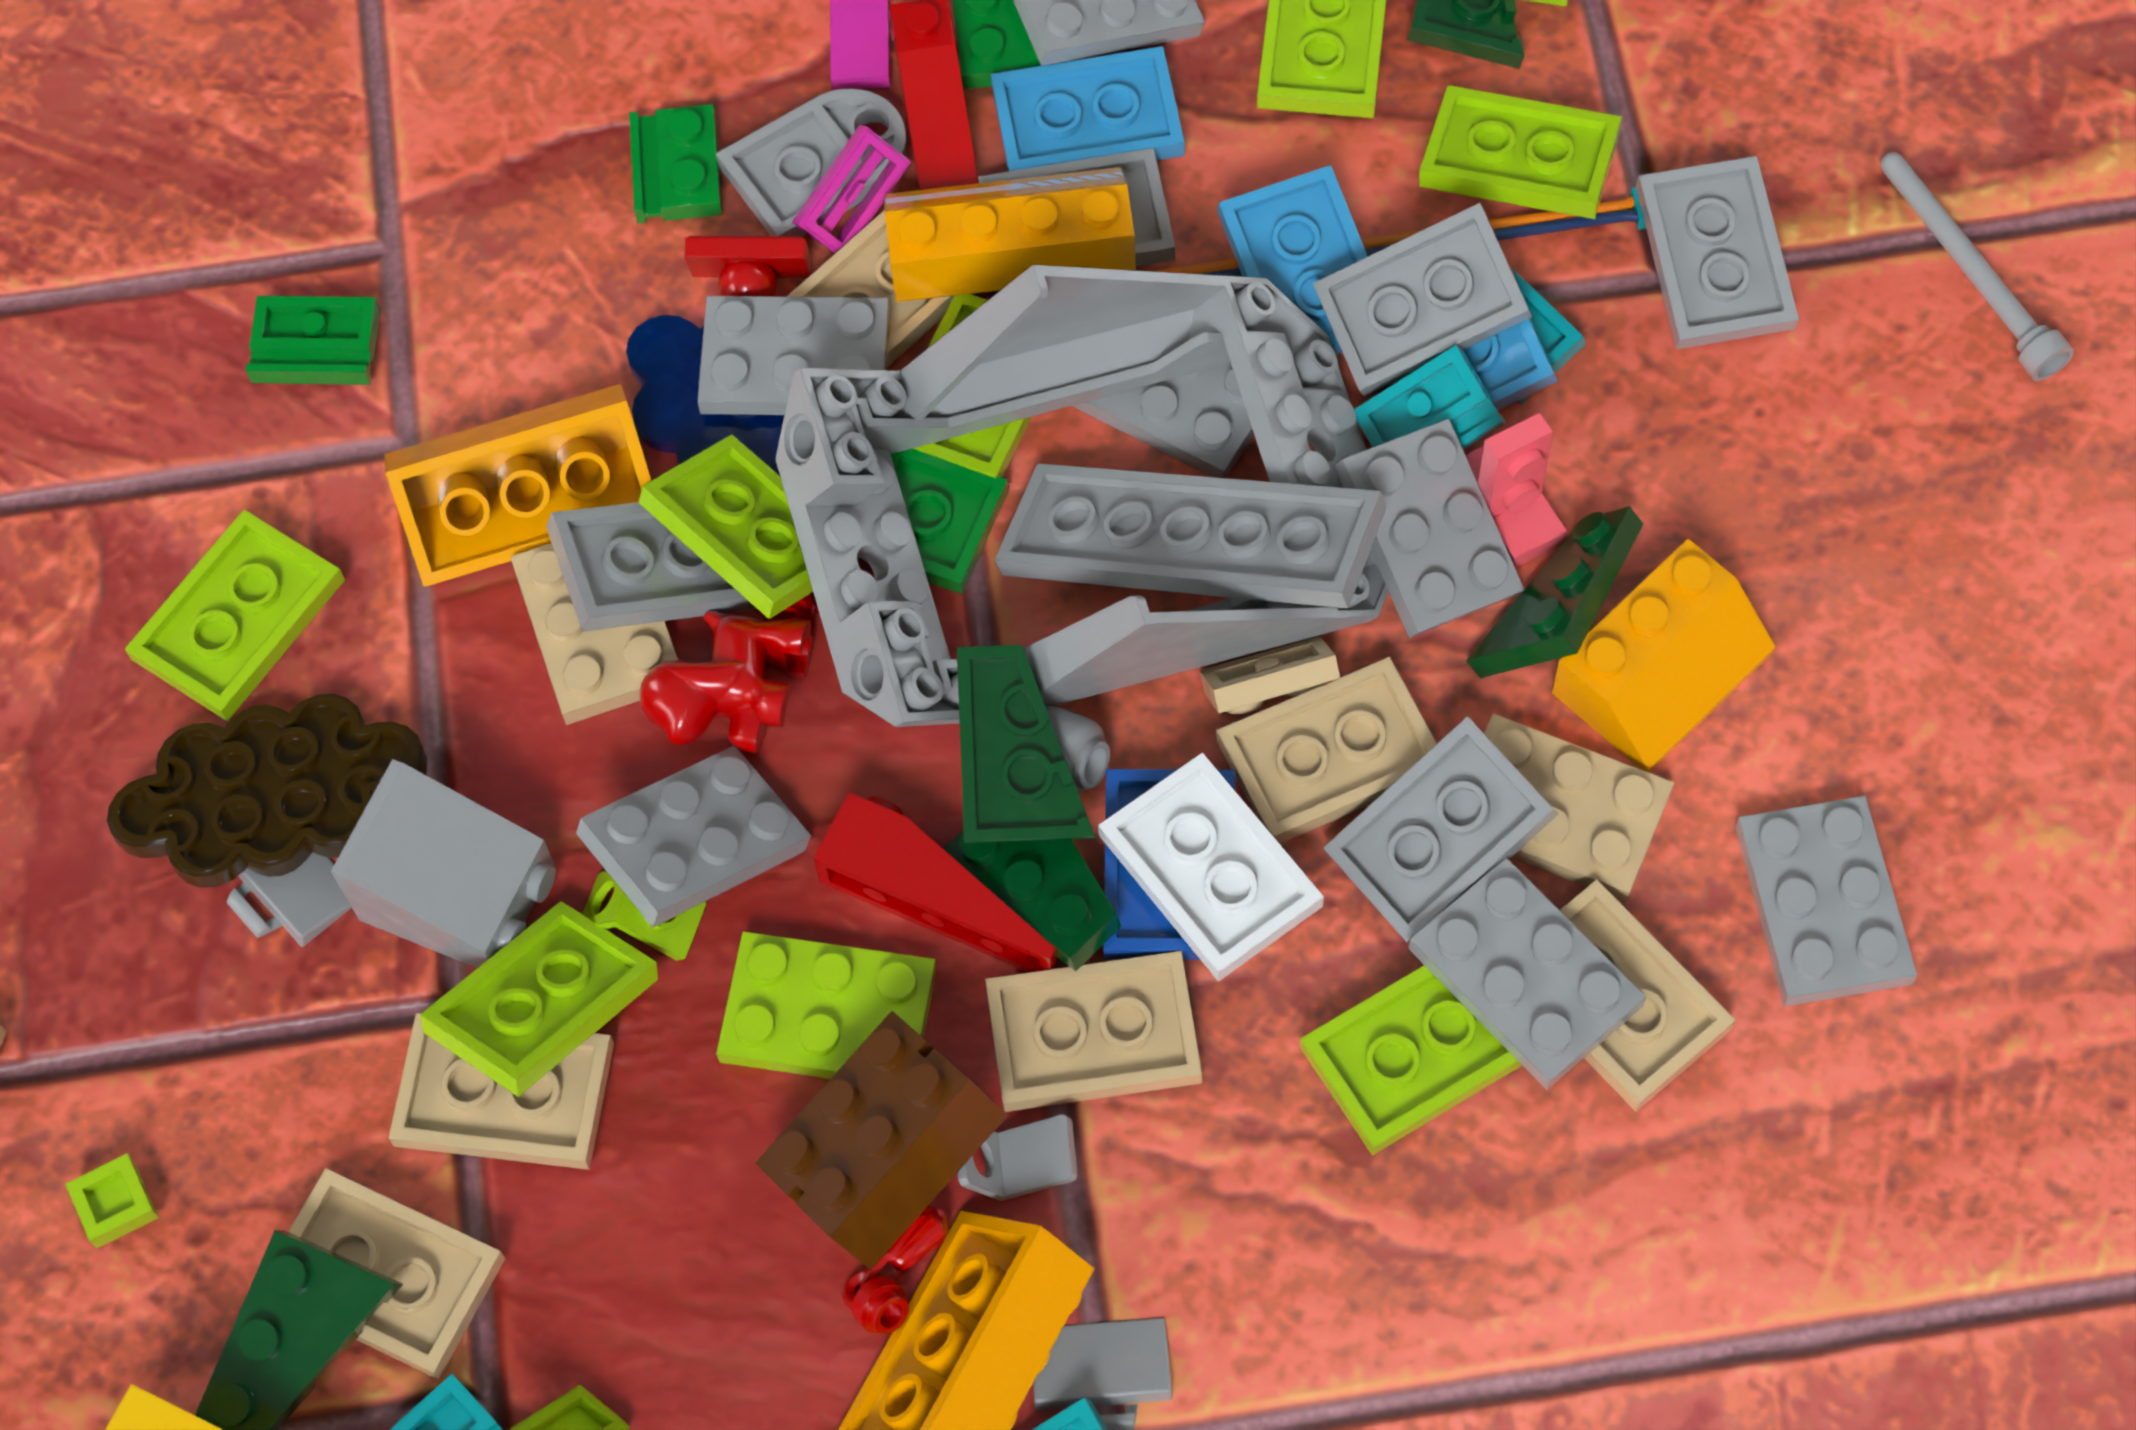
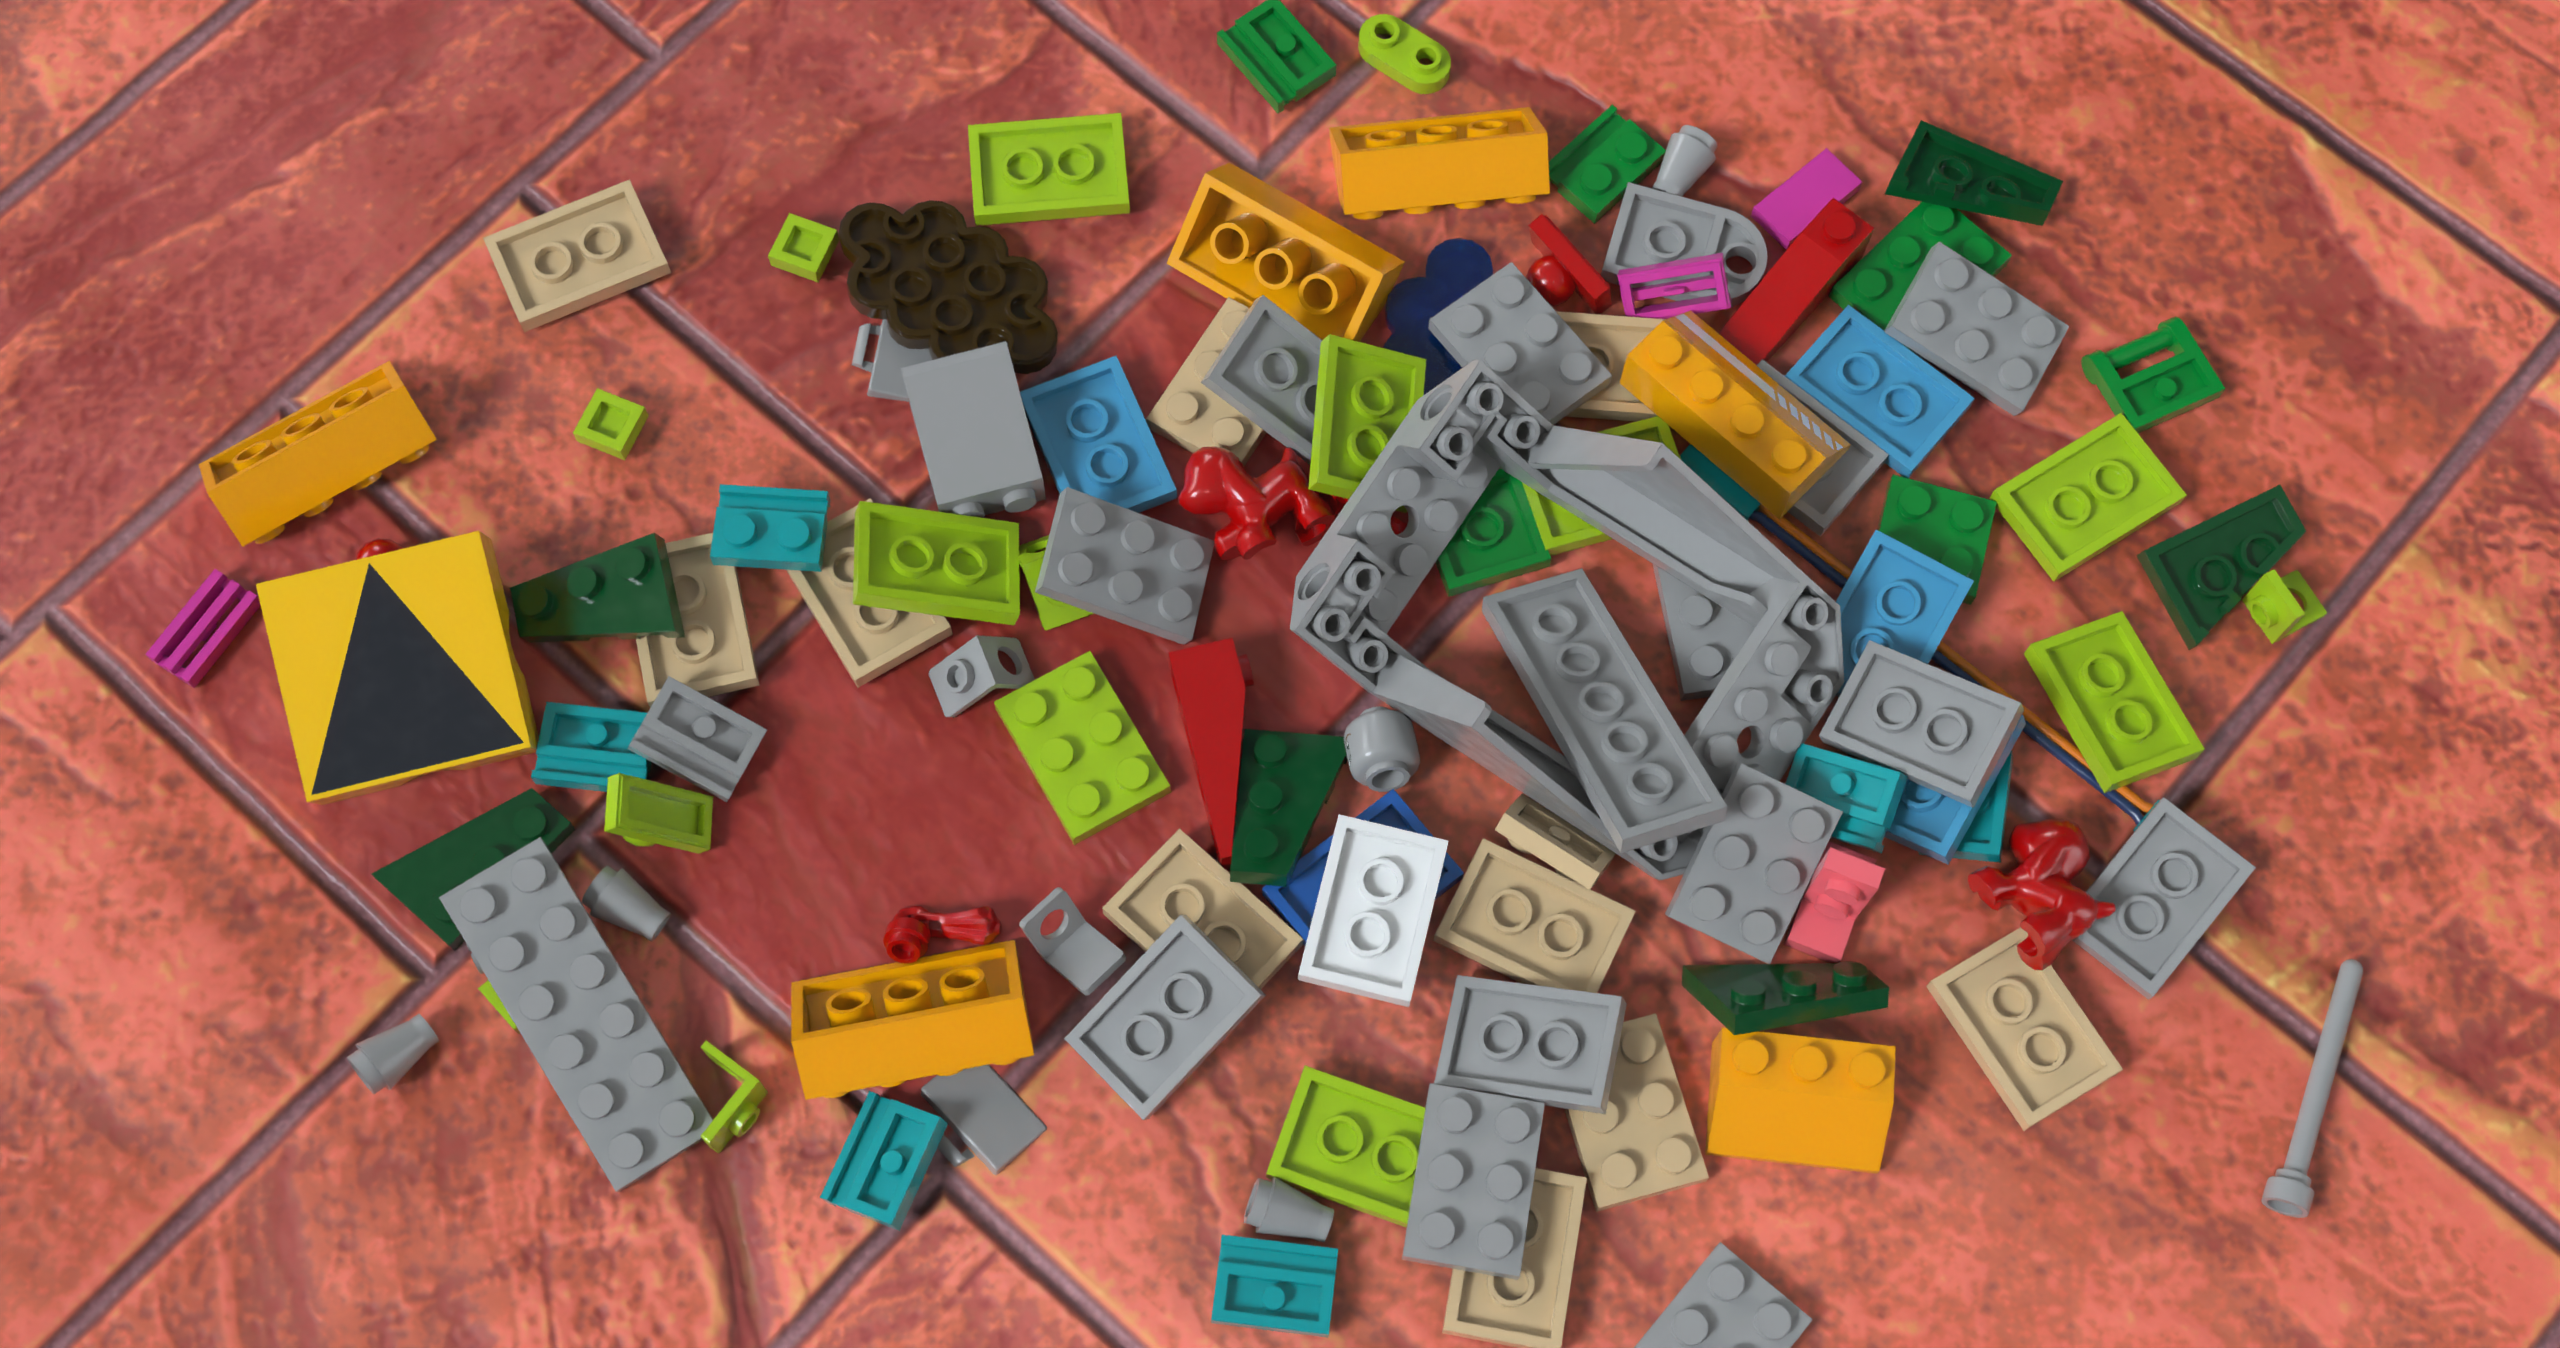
camera: 45 degrees right, 5 degrees up
(102, 888) = (803, 247): none -> lime plate
(364, 1123) = (770, 528): none -> teal plate
(414, 240) = (1400, 54): none -> lime plate
(513, 1352) = (697, 739): none -> light grey plate
(546, 766) = (1098, 437): none -> dark azure plate
(549, 286) = (1440, 162): none -> light orange slope
(674, 1050) = (976, 671): none -> light grey bracket
(736, 95) = (1685, 160): none -> light grey cone
(881, 1140) = (1005, 850): reddish brown piece -> none
(1010, 755) = (1338, 718): dark green wing -> none
(1156, 1124) = (1164, 1016): none -> light grey plate
(1241, 160) = (1939, 524): none -> green plate
(1418, 1160) = (1285, 1211): none -> light grey cone
(1481, 1221) = (1274, 1286): none -> teal plate
(1616, 304) = (2039, 888): none -> red animal
(1744, 438) = (2023, 1030): none -> tan plate

